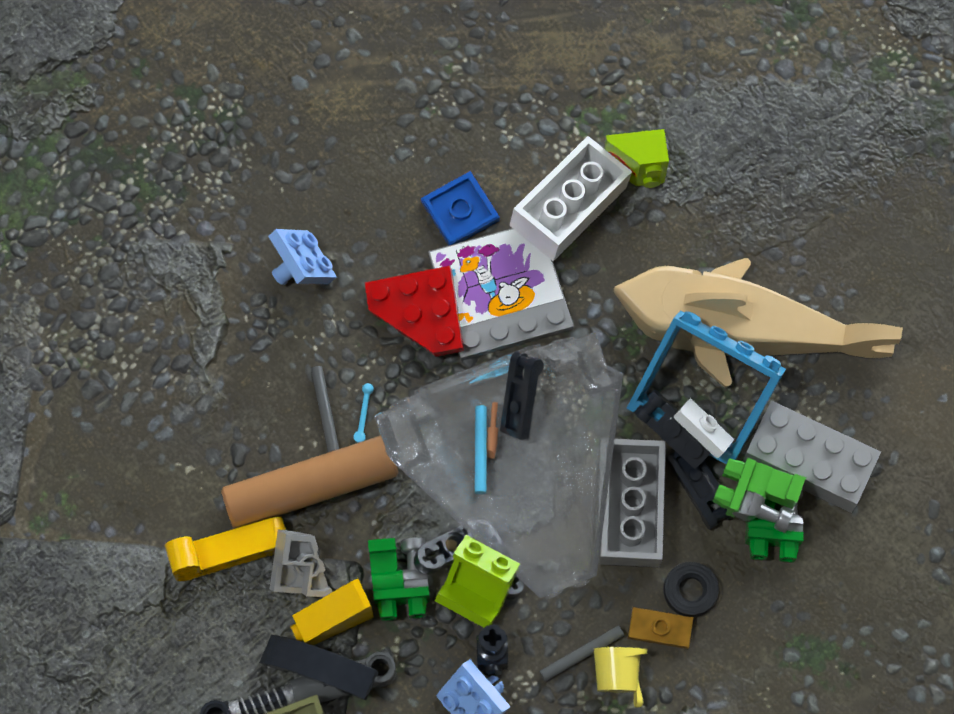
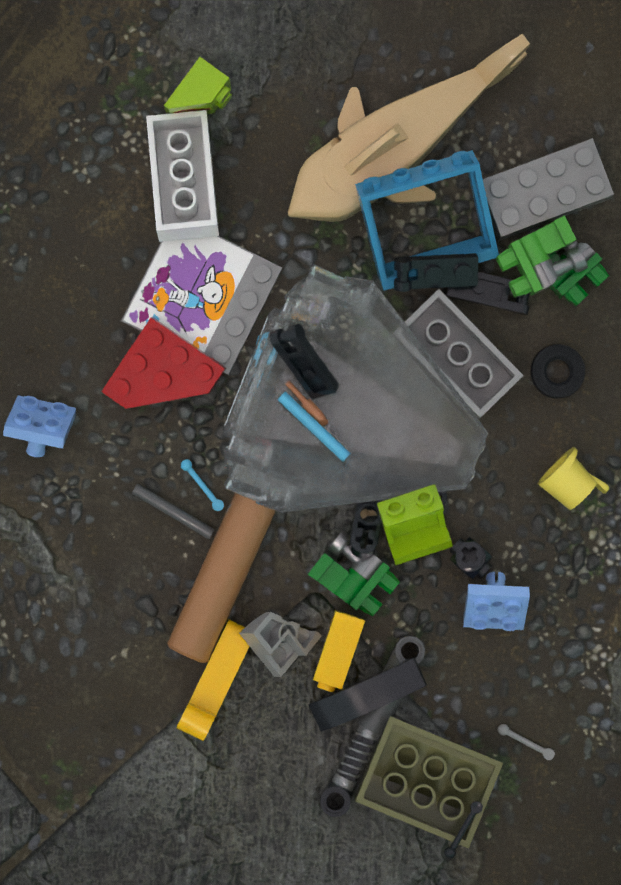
camera: 50 degrees left, 15 degrees up
(460, 209) = (108, 264): blue tile -> none
(581, 653) = (530, 493): dark grey bar -> none
(660, 628) = (564, 420): pearl gold plate -> none
(703, 428) = (457, 252): white plate -> none

